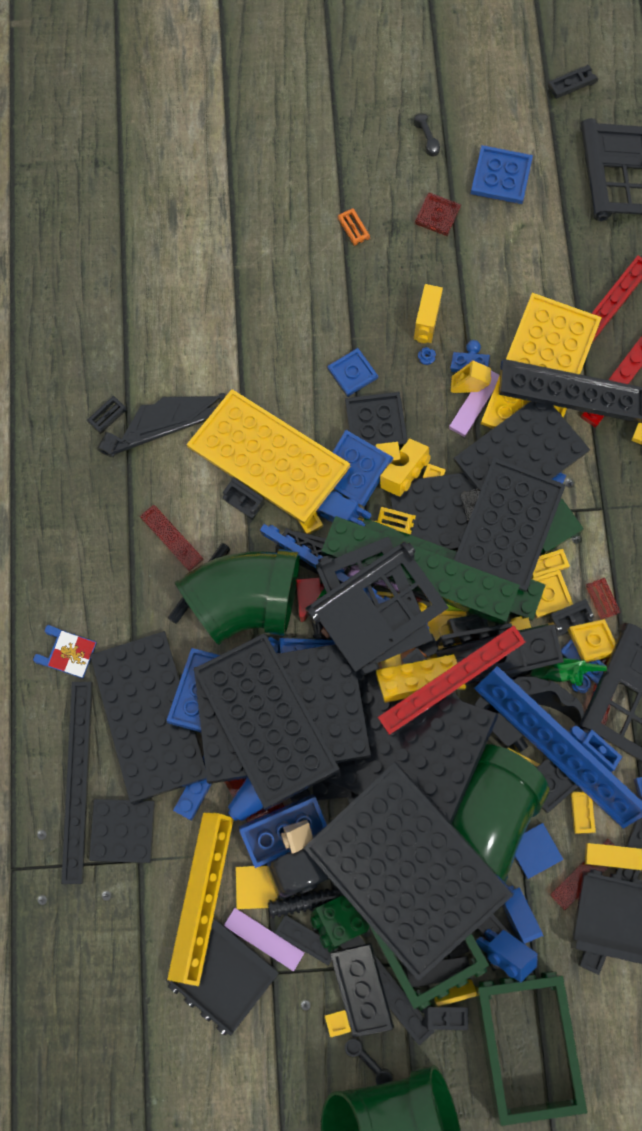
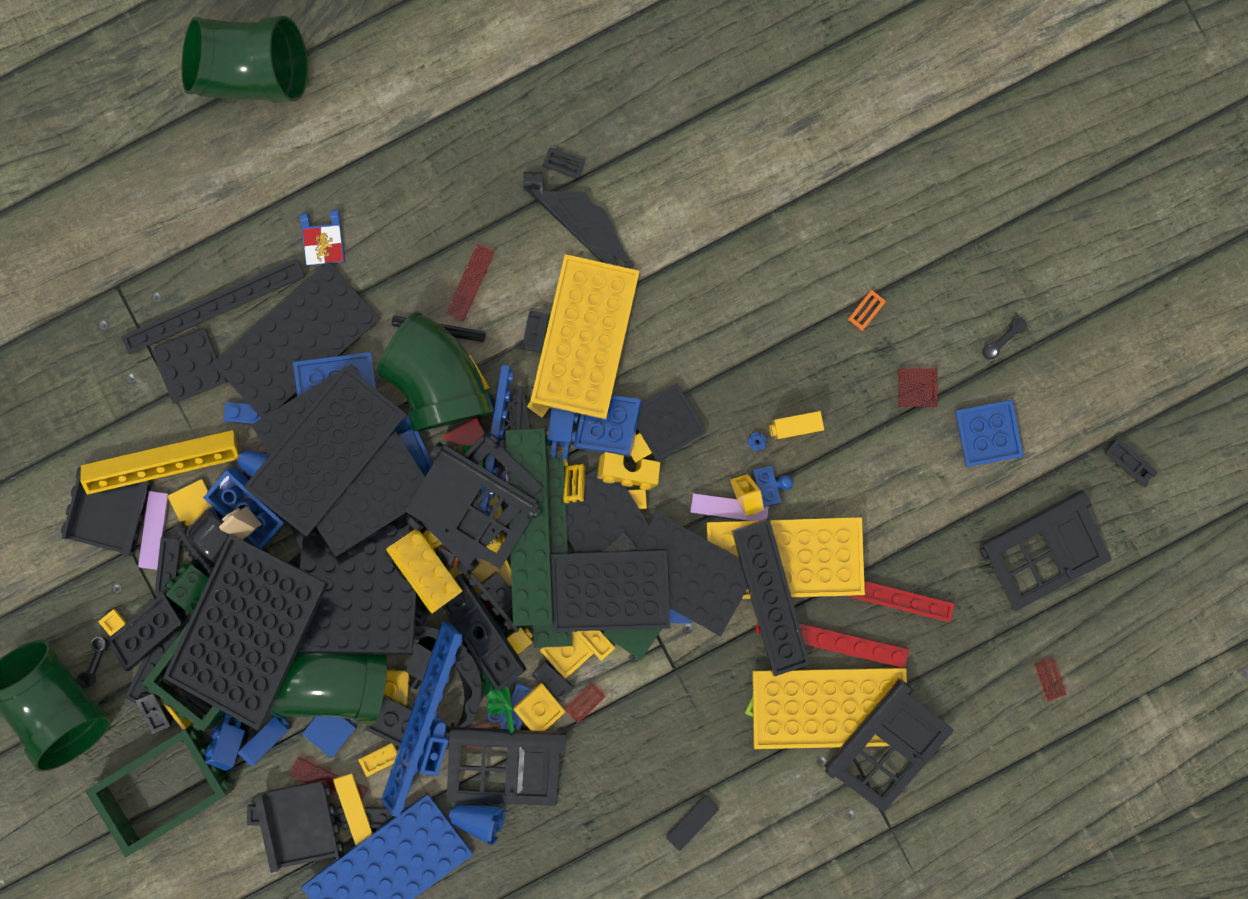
camera: 60 degrees right, 15 degrees up
(352, 372) = (710, 377): blue tile -> none
(451, 680) = (427, 600): red plate -> none

